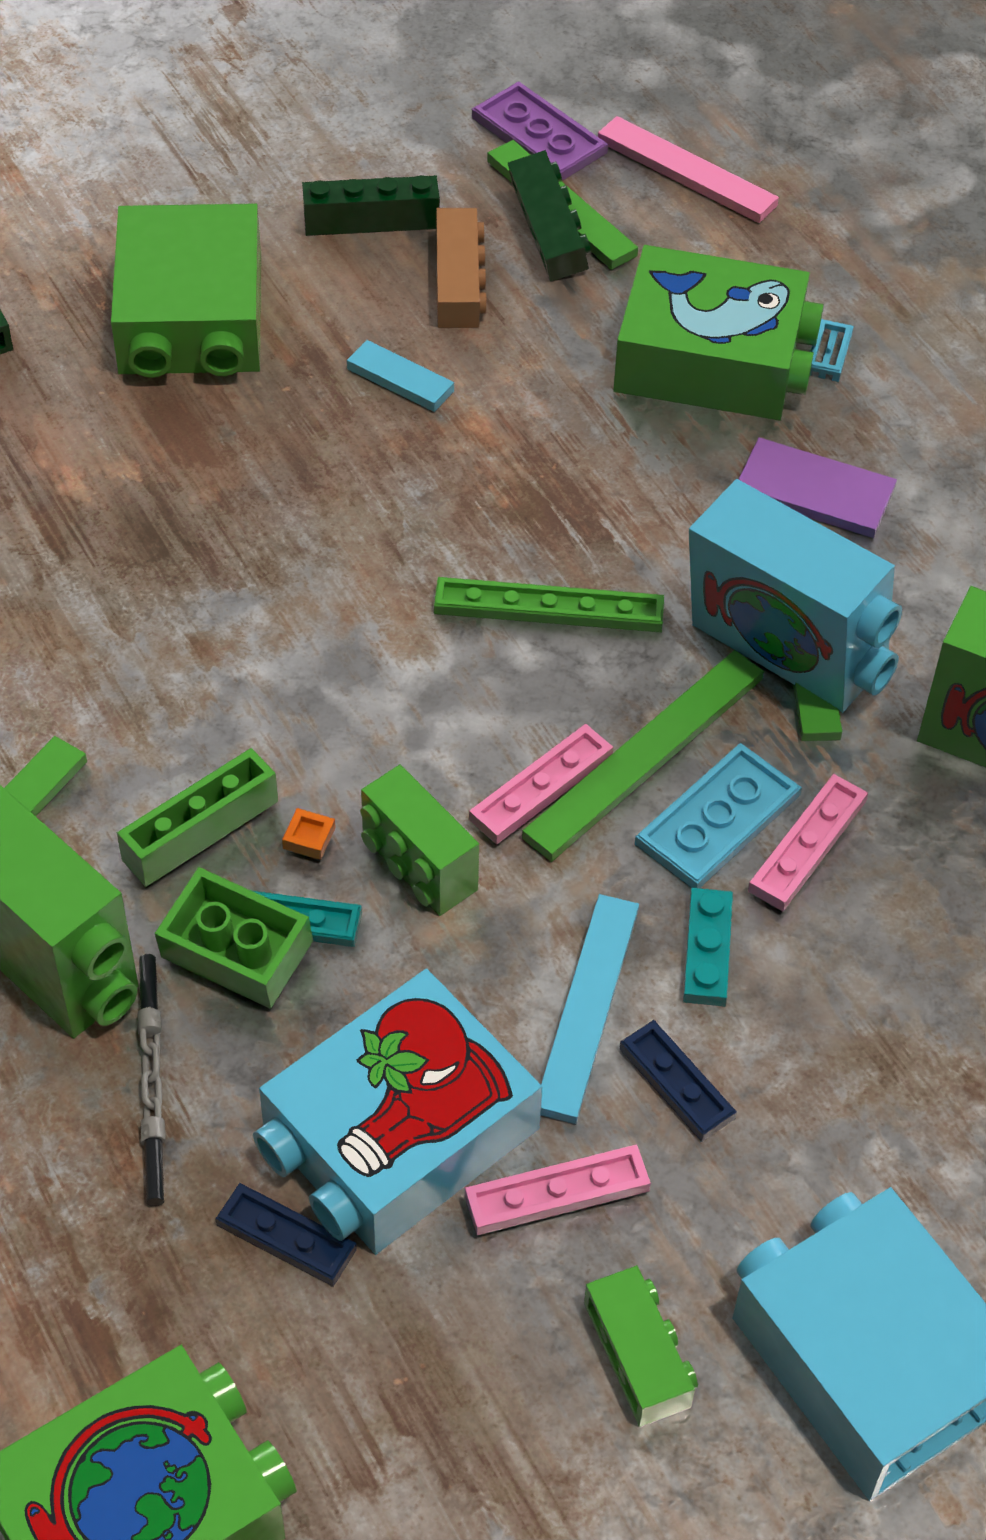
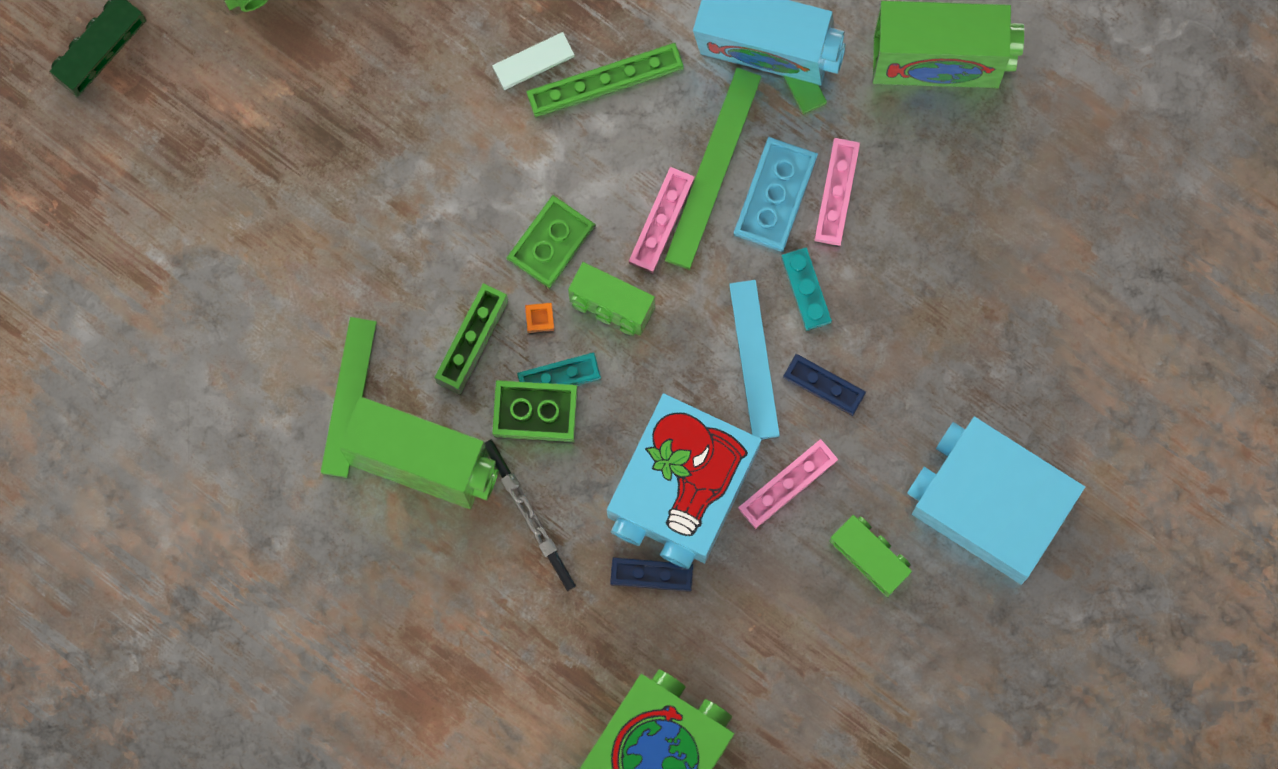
camera: 20 degrees left, 25 degrees up
(373, 748) = (551, 242): none -> bright green tile
(465, 551) = (533, 61): none -> light aqua tile

